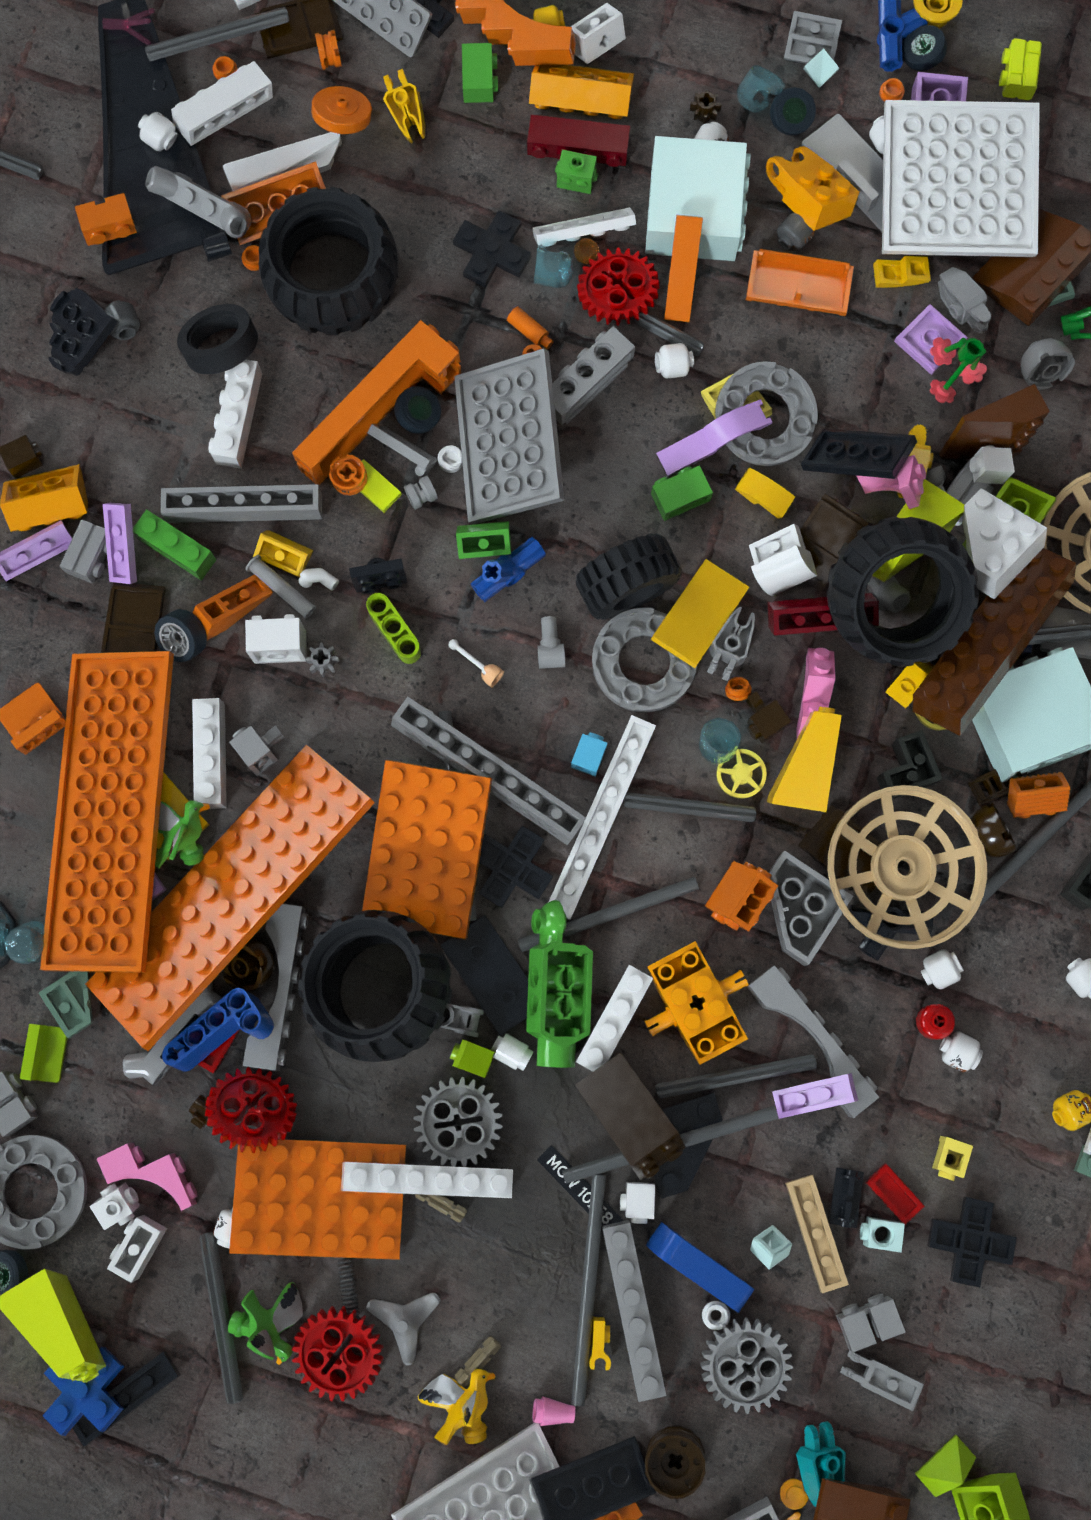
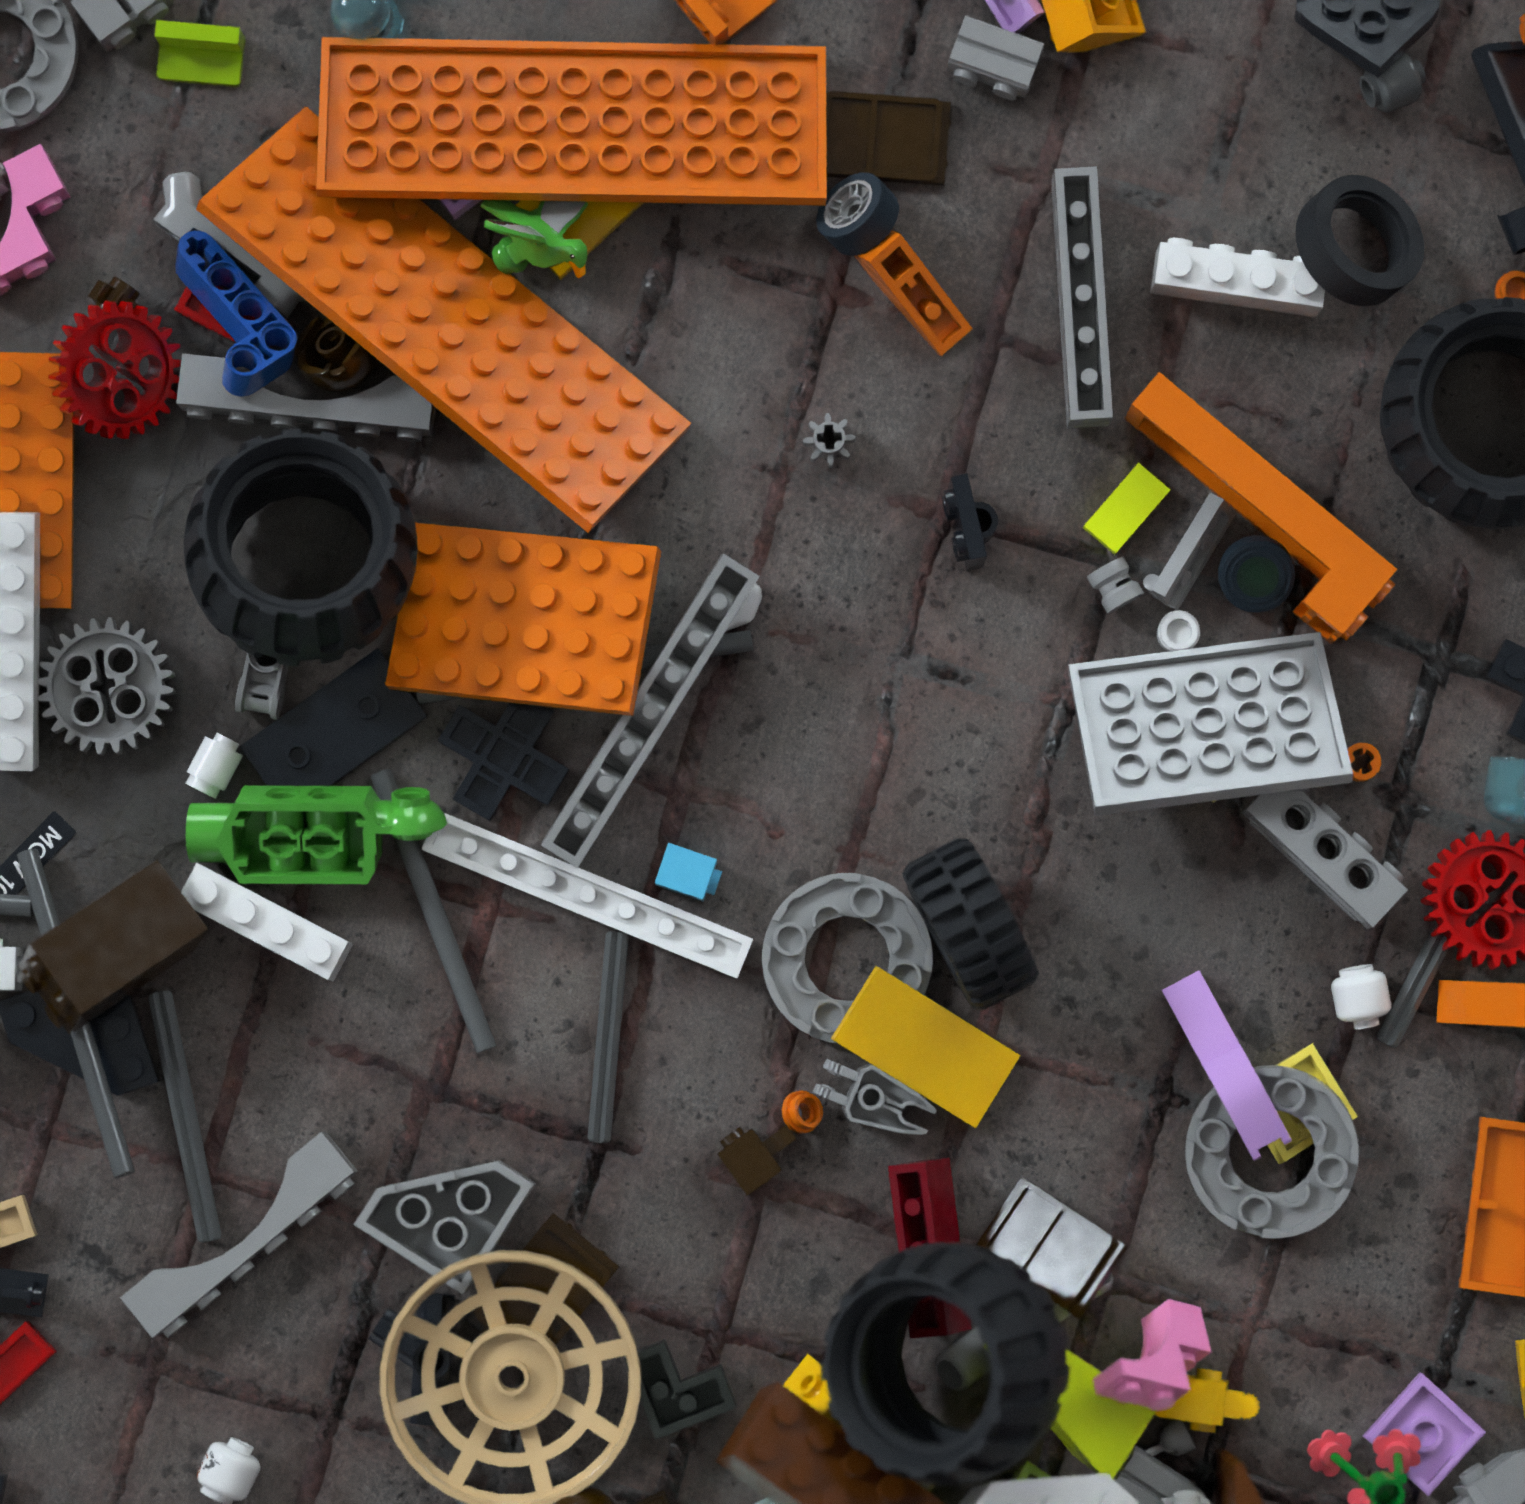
camera: 90 degrees right, 5 degrees up
(70, 1002) = (275, 85): sand green wing -> none
(119, 543) = (1006, 107): lavender plate -> none
(174, 545) = (1010, 193): bright green brick -> none
(209, 752) = (670, 272): white brick -> none
(255, 749) = (676, 342): light grey brick -> none
(276, 640) = (854, 365): white container -> none
(280, 586) = (948, 368): light grey pin -> none
(282, 552) = (1008, 368): yellow slope -> none
(314, 575) = (970, 424): white arm -> none
(348, 474) = (1137, 465): orange wheel -> none
(388, 617) = (894, 533): lime beam -> none
(472, 1058) = (201, 703): lime slope -> none
(483, 540) = (1035, 690): bright green brick -> none
(490, 673) = (816, 709): hinge -> none
(507, 569) = (990, 731): blue piece -> none
(529, 327) = (1411, 754): orange cylinder -> none
(550, 650) = (854, 805): light grey pin -> none
(681, 492) = (1132, 1012): bright green brick -> none
(715, 1025) = (251, 1064): light orange slope -> none
(719, 734) = (724, 1080): clear light blue helmet -> none
(741, 896) = (460, 1117): orange brick -> none
(742, 774) = (665, 1119): light yellow wheel -> none
(766, 492) = (1138, 1152): yellow slope -> none
(781, 560) = (1016, 1178): white brick -> none
(809, 767) = (661, 1219): yellow slope -> none
(815, 1096) = (152, 1237): lavender plate -> none
(817, 684) = (793, 1238): bright pink arch -> none
(859, 453) = (1200, 1303): black plate -> none
(939, 1013) = (285, 1420): red head -> none
(942, 969) = (356, 1441): white head -> none
(961, 1153) = (46, 1460): light yellow brick -> none

